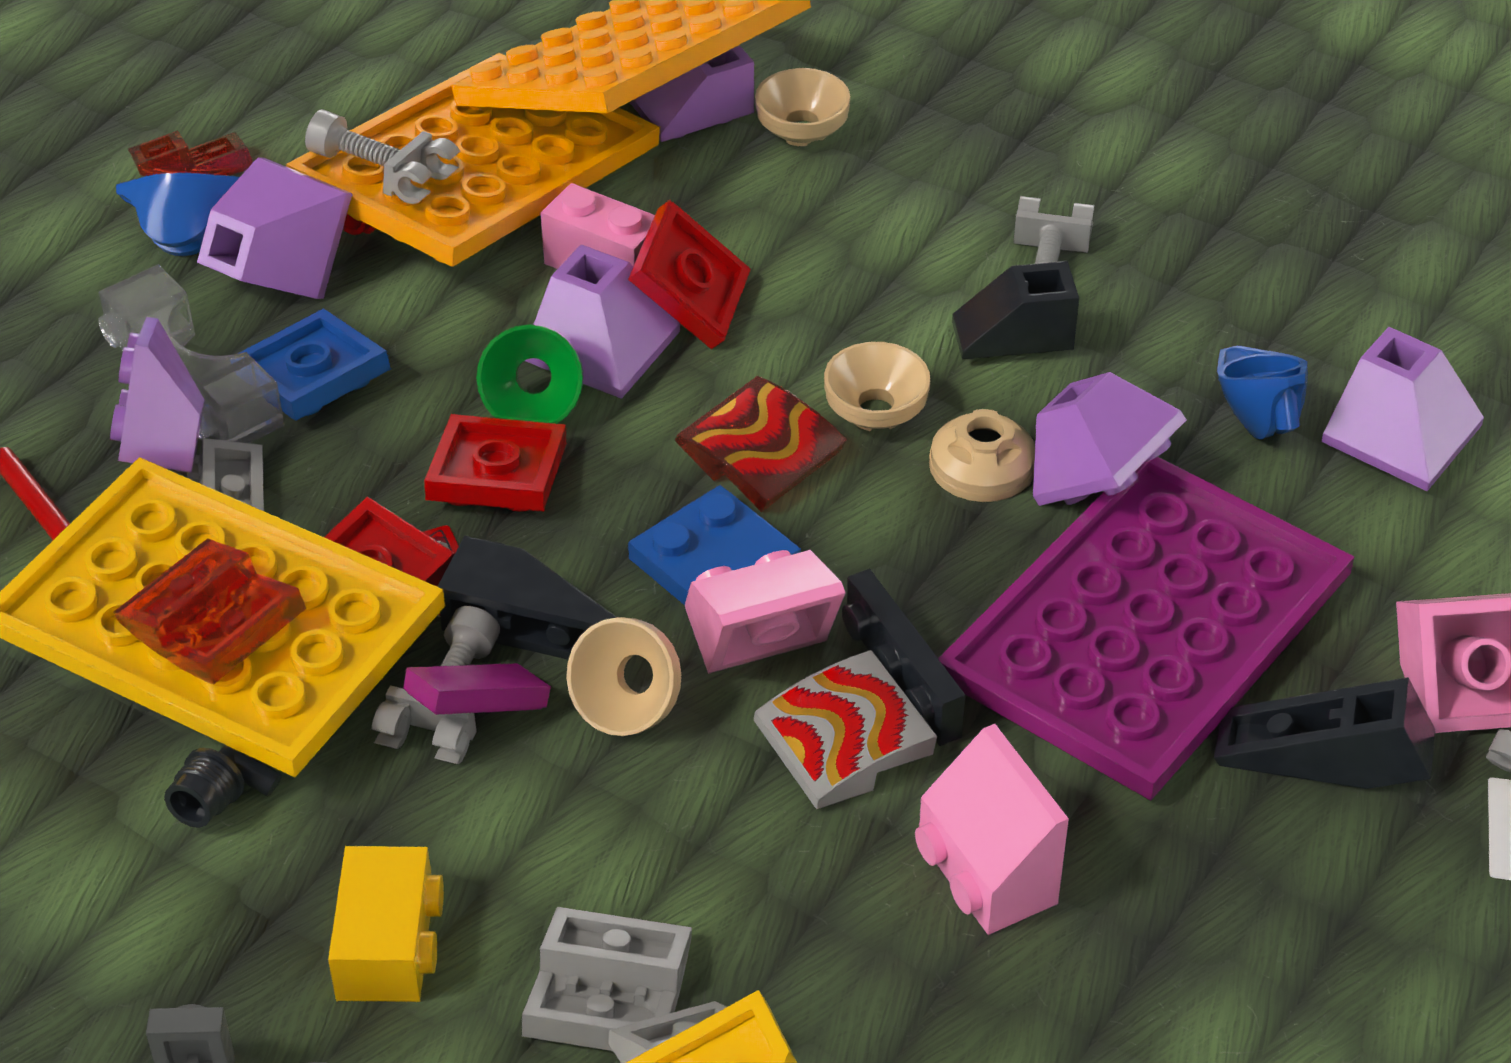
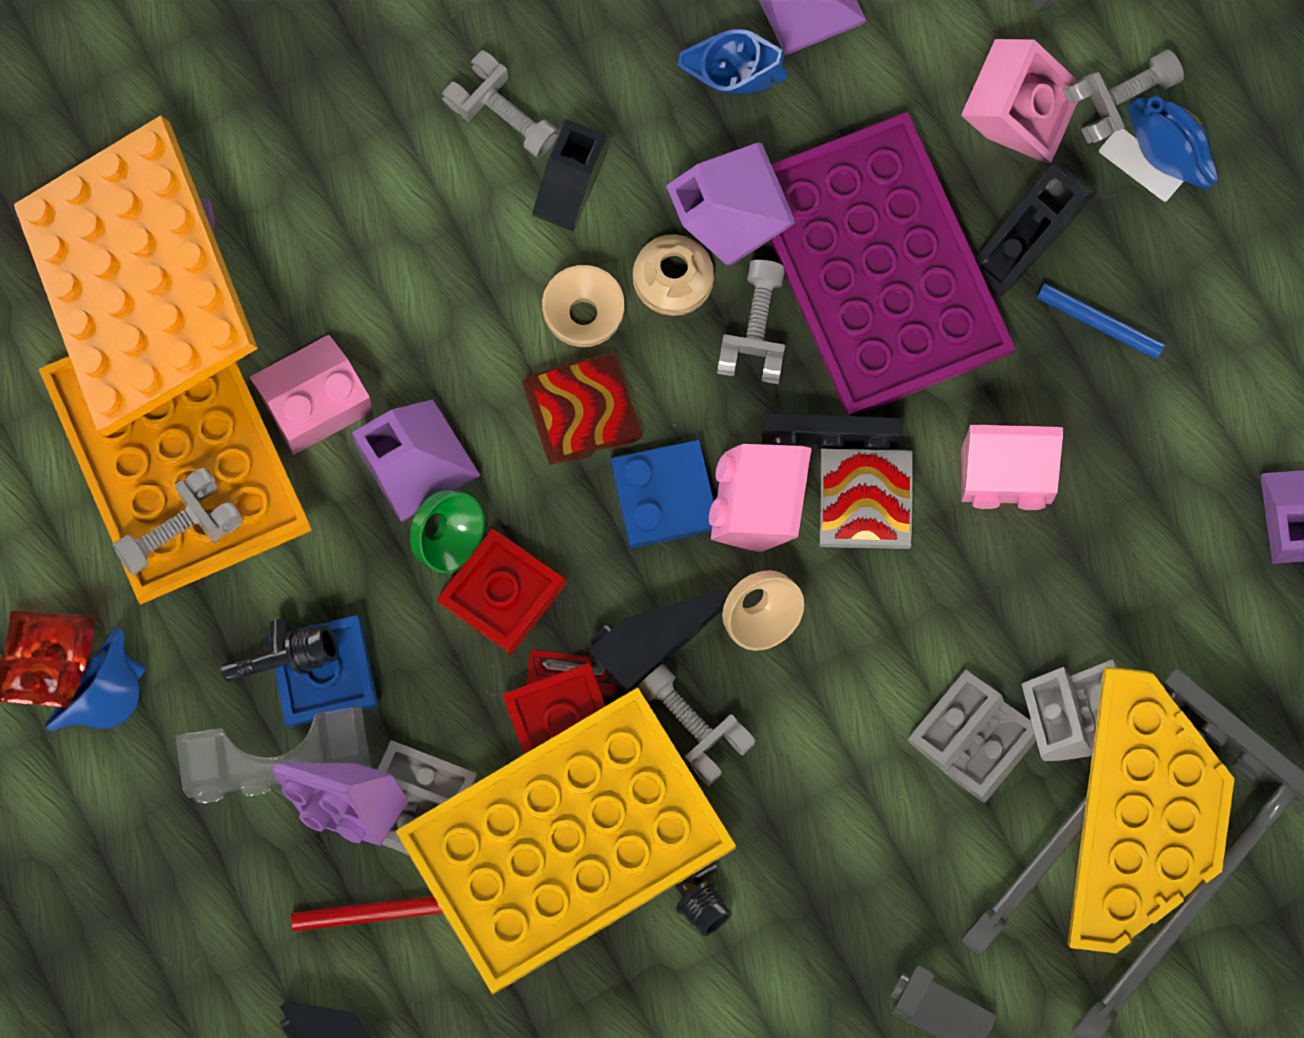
camera: 65 degrees left, 30 degrees up
(210, 610) = (584, 843): clear red slope -> none
(276, 229) = (186, 634): medium lavender slope -> none
(308, 313) = (299, 648): none -> black piece
(383, 924) = (871, 844): yellow brick -> none
(476, 688) = (720, 704): magenta tile -> none
(690, 274) = (401, 368): red tile -> none
(802, 96) = (244, 162): tan piece -> none
(954, 569) = (765, 277): none -> light grey bar
(1271, 874) = (1100, 321): none -> blue bar

